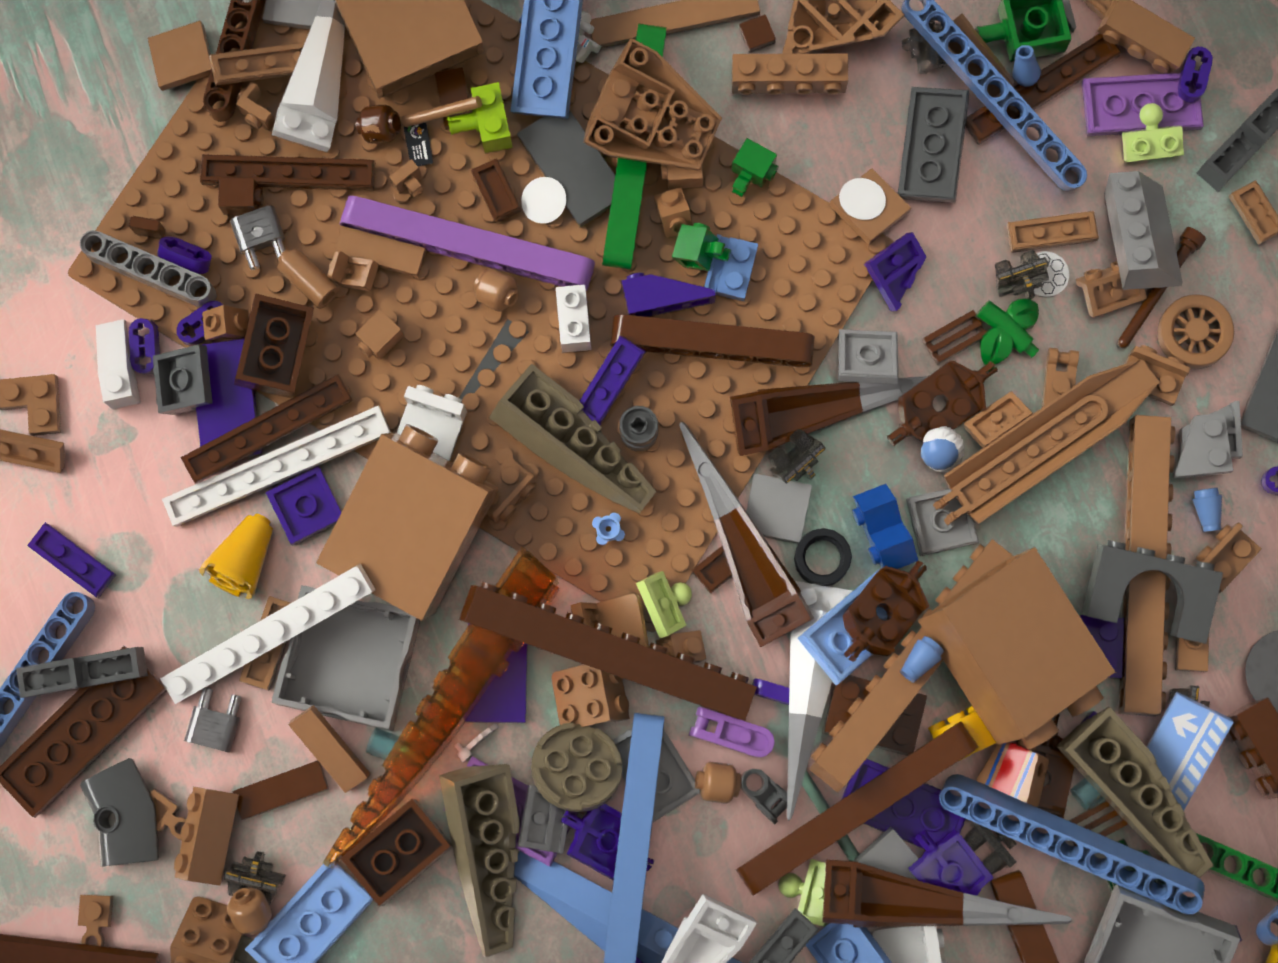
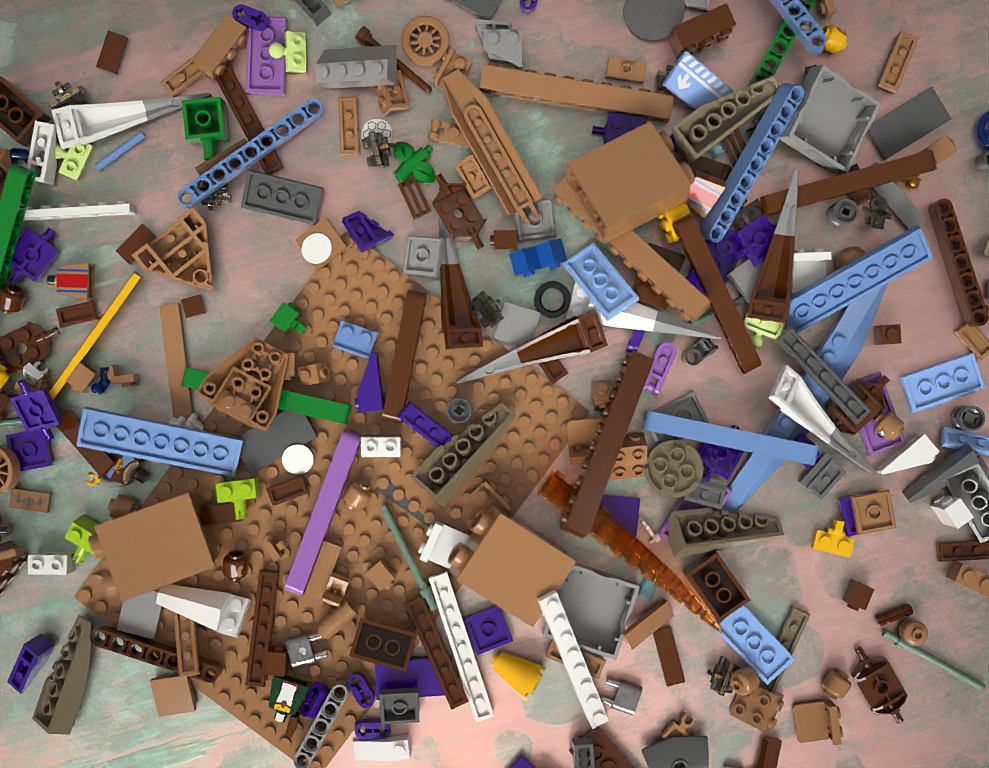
camera: 90 degrees left, 10 degrees up
(189, 215) = (287, 695): none -> torso
(206, 836) = (695, 705): medium nougat brick -> none
(225, 322) = (363, 675): medium nougat bracket -> none
(255, 114) = (221, 648): medium nougat bracket -> none
(359, 404) = (425, 591): none -> sand green bar
(418, 144) = (248, 539): black sticker -> none
(442, 111) = (231, 522): medium nougat bar -> none
(601, 524) = (518, 431): light blue plate -> none
(664, 602) = (573, 405): yellowish green plate -> none
(698, 246) = (340, 360): green brick -> none
(718, 782) = (689, 380): medium nougat head -> none
(789, 73) = (225, 287): medium nougat brick -> none
(902, 600) = (587, 251): reddish brown plate -> none
(905, 475) = (504, 240): none -> reddish brown brick
(922, 658) = (631, 243): medium blue cone -> none
(942, 449) = (489, 214): hair -> none
(1026, 67) = (235, 129): medium blue cone -> none
(1195, 587) = (579, 111): dark grey arch -> none
(1209, 508) = (542, 48): medium blue cone -> none
(1230, 553) = (575, 41): medium nougat bracket -> none

